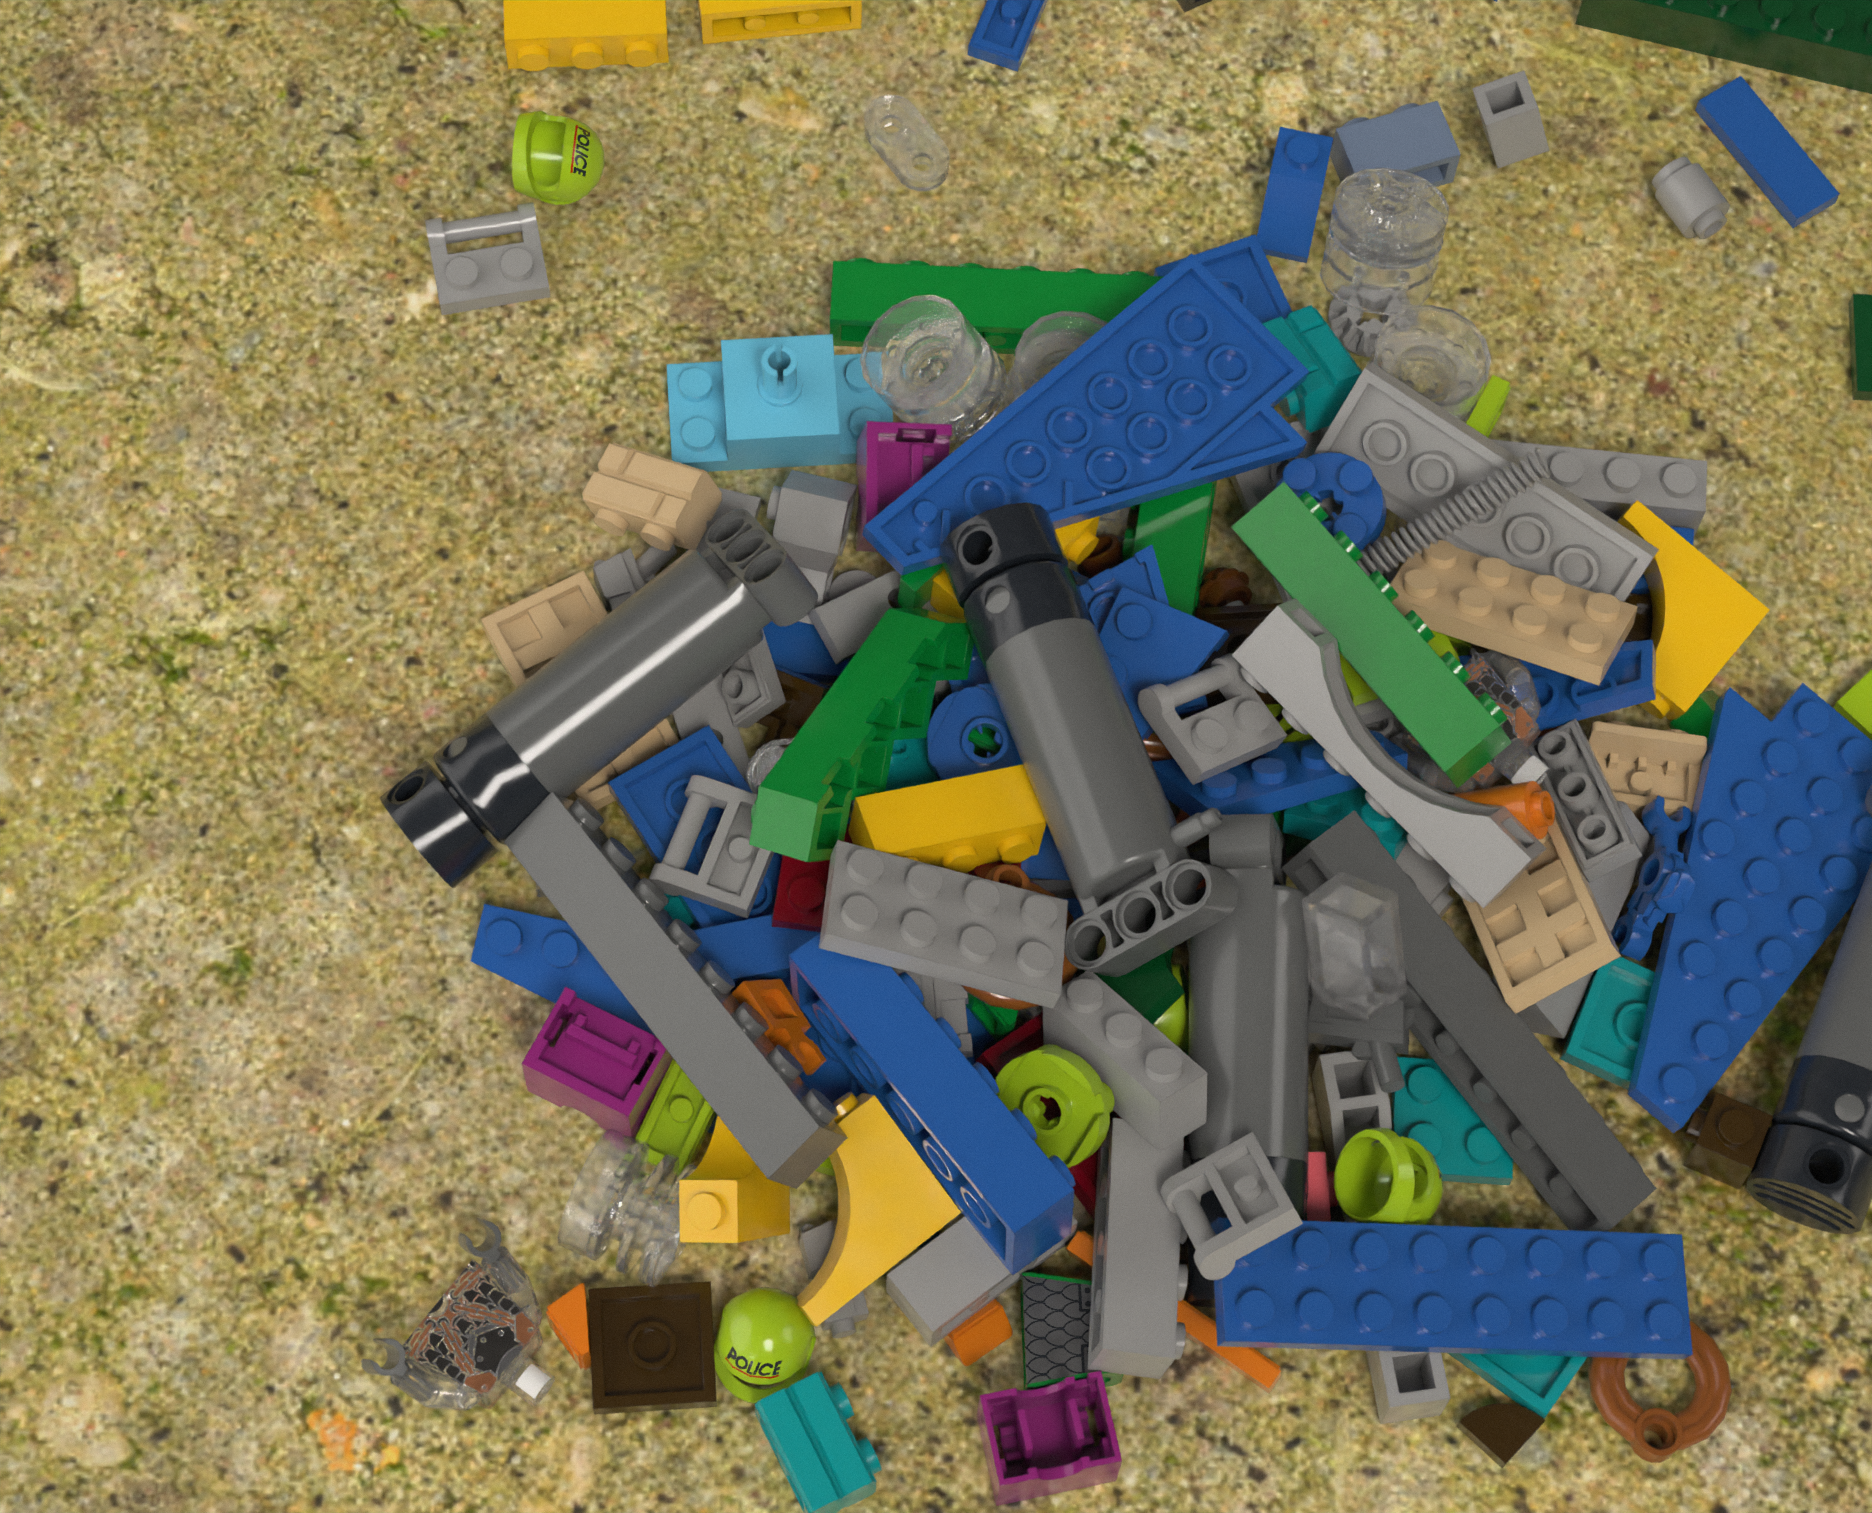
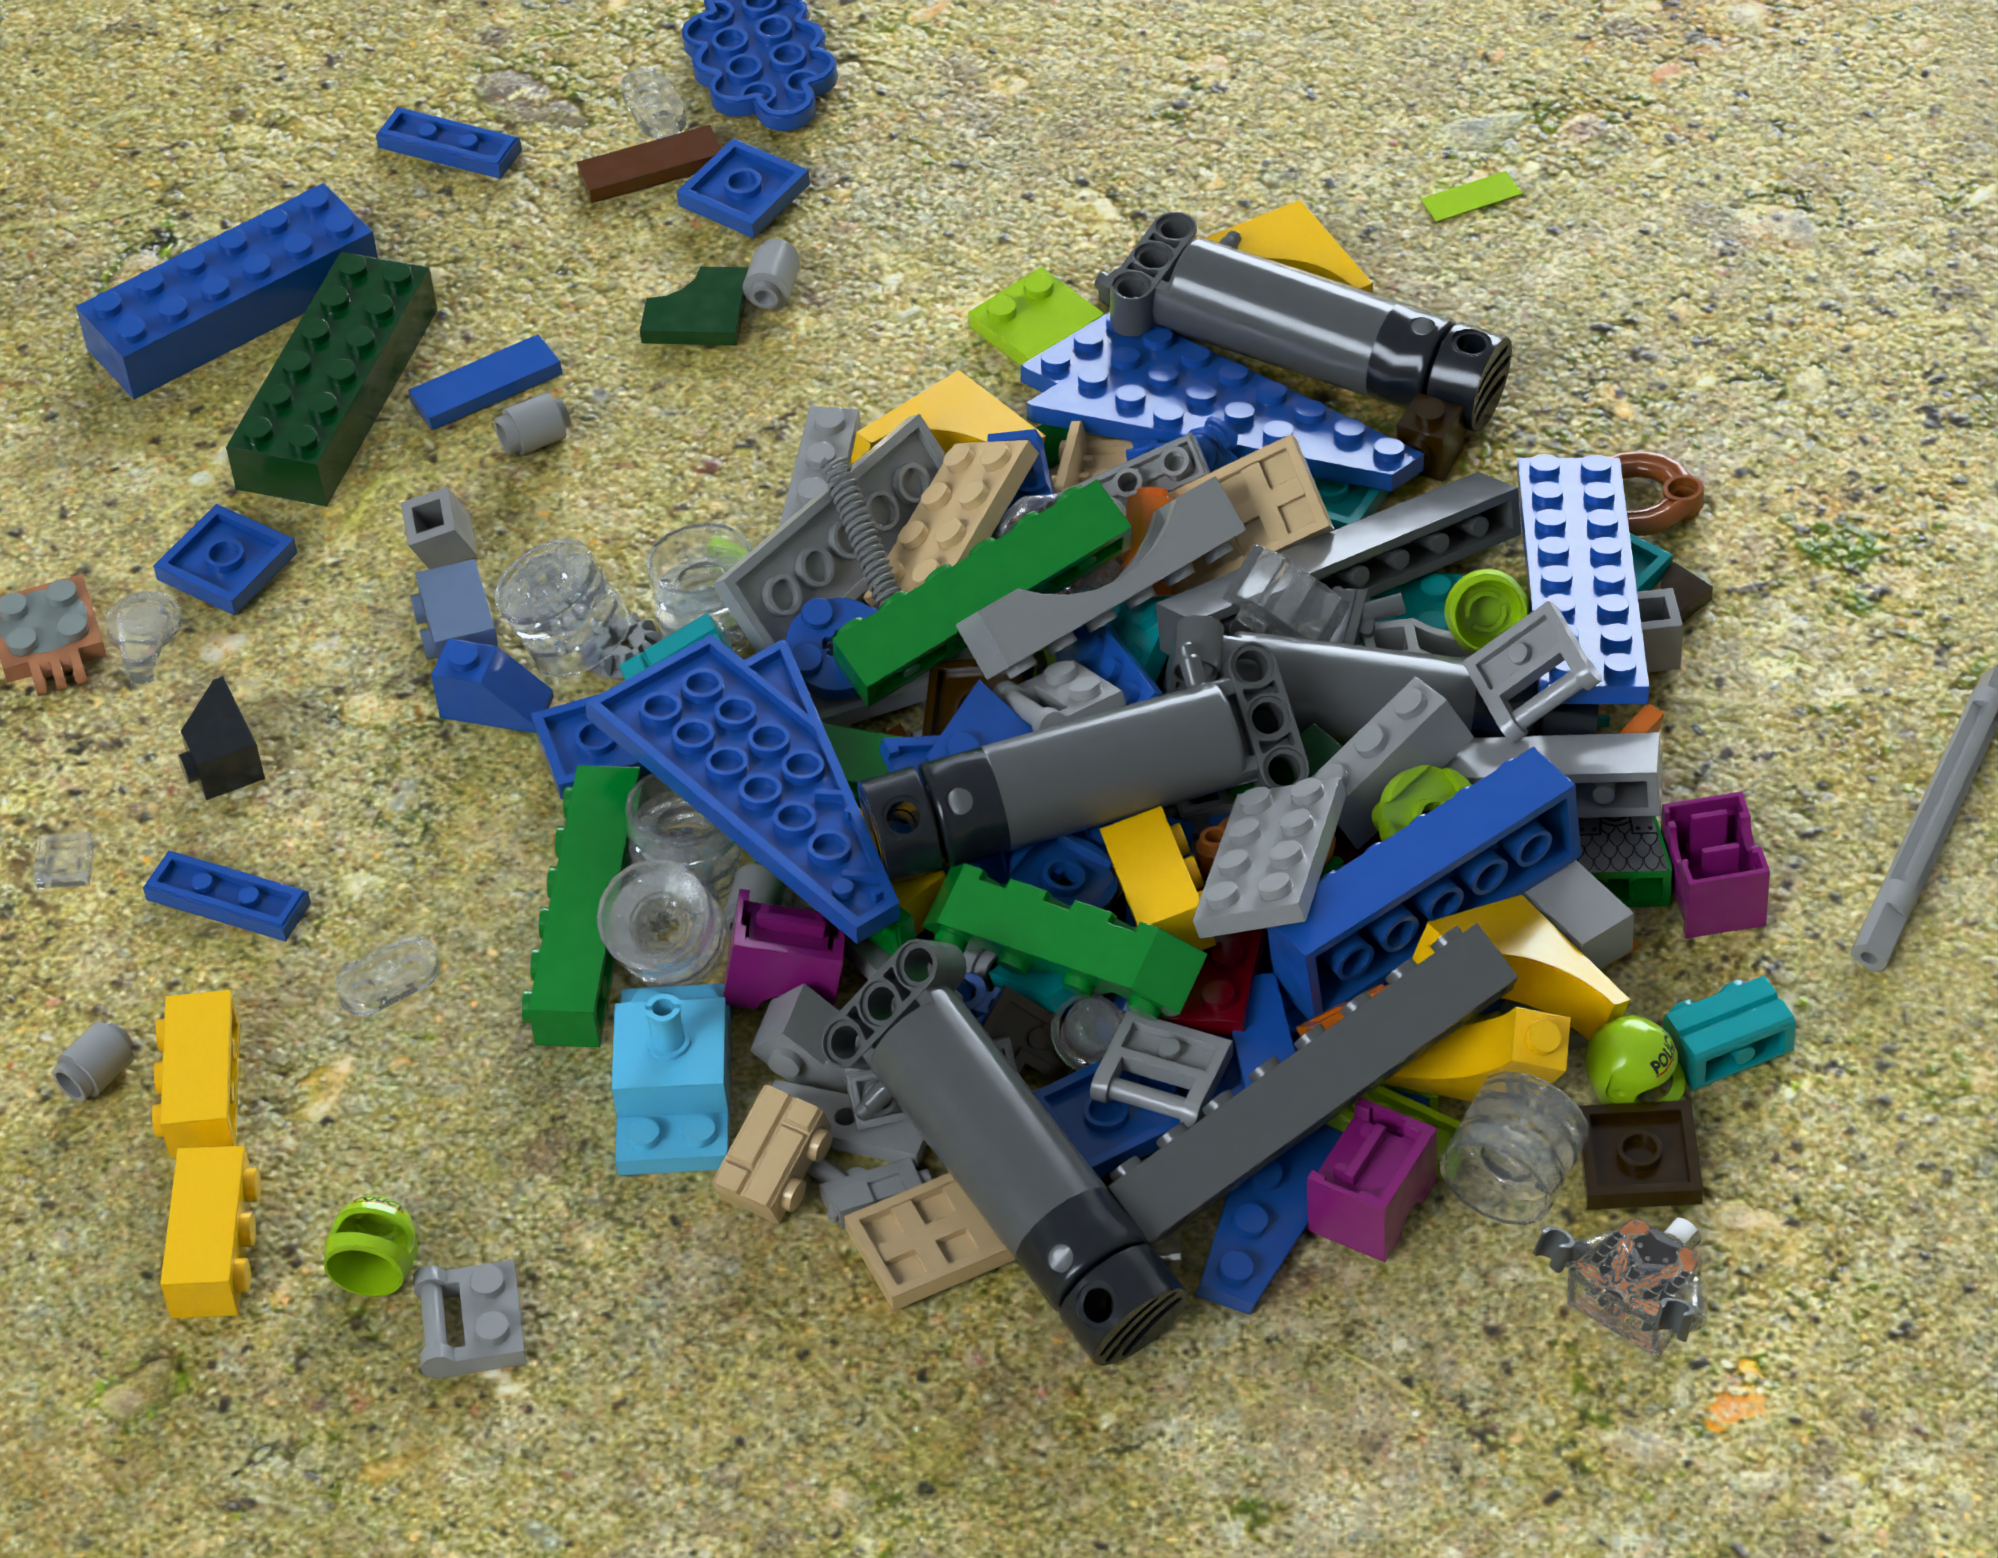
camera: 80 degrees left, 20 degrees down
(571, 1324) = (1616, 1203): orange slope -> none

